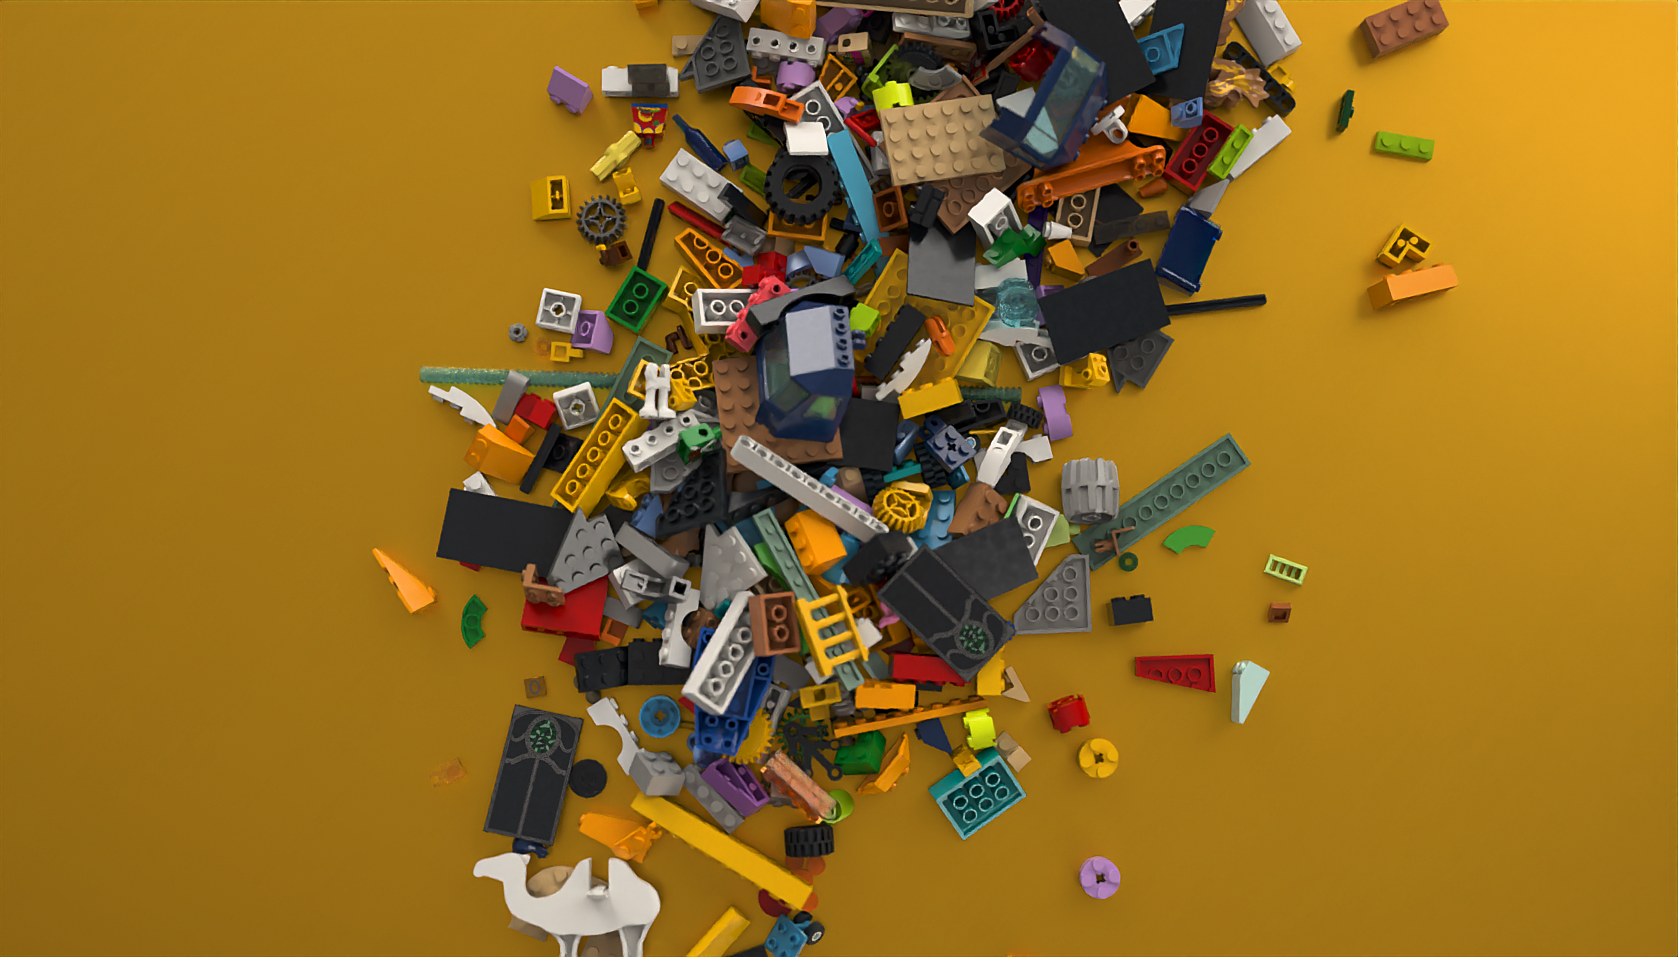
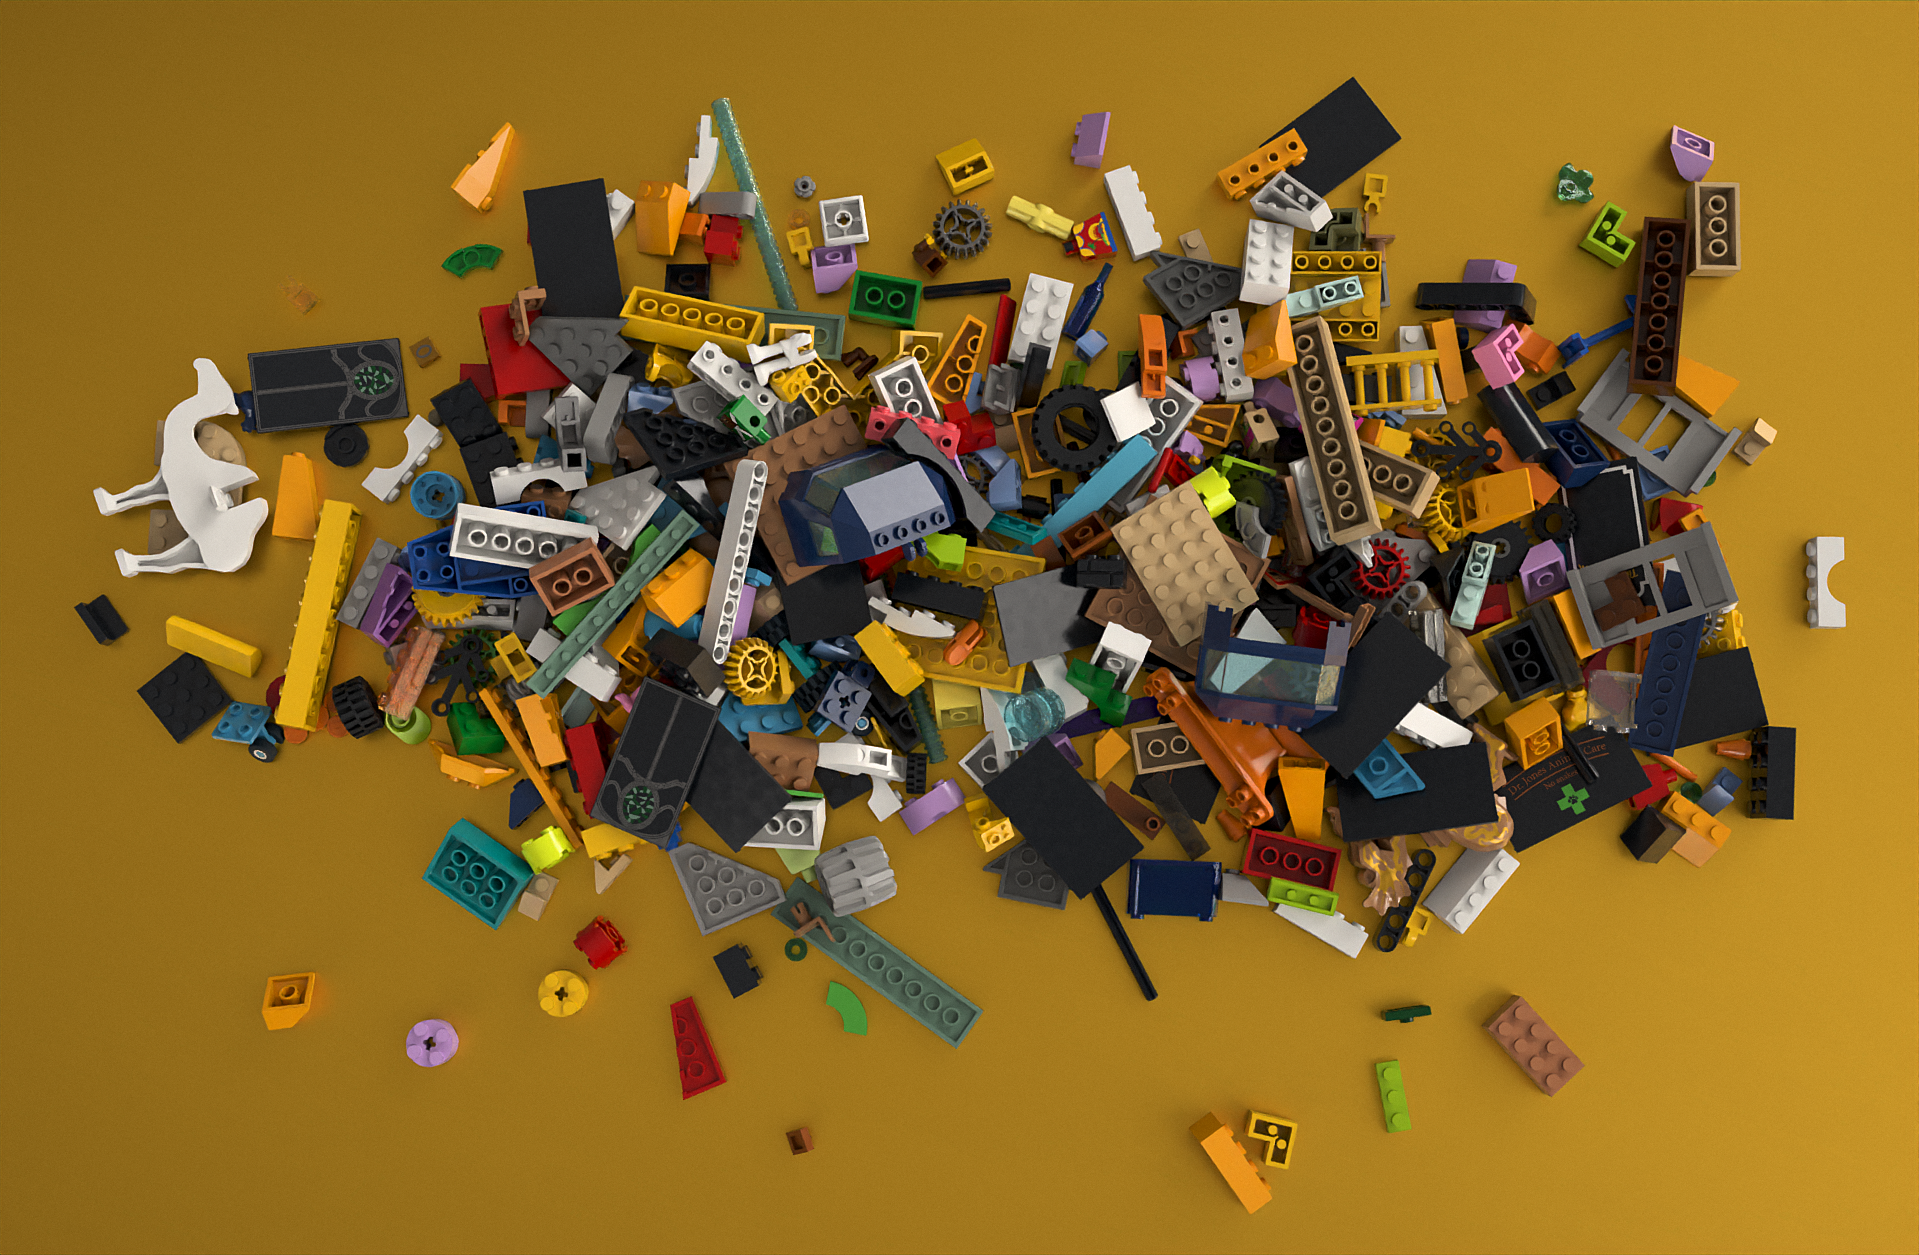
camera: 65 degrees right, 0 degrees up
(540, 458) = (673, 262): black axle -> none
(570, 415) = (732, 279): white brick -> none
(626, 186) = (1009, 242): yellow brick -> none
(635, 842) = (289, 519): light orange plate -> none
(649, 80) = (1131, 218): clear smoke panel -> none
(657, 773) = (371, 515): light grey brick -> none
(818, 646) = (580, 617): yellow fence -> none
(965, 760) = (507, 846): yellow slope -> none
(1054, 230) = (1134, 730): white cone -> none
(1110, 123) = (1278, 745): white tile -> none
(1187, 114) = (1325, 830): medium blue slope -> none
(1246, 685) = (704, 1132): light aqua slope -> none
(1299, 581) = (860, 1132): yellowish green slope -> none

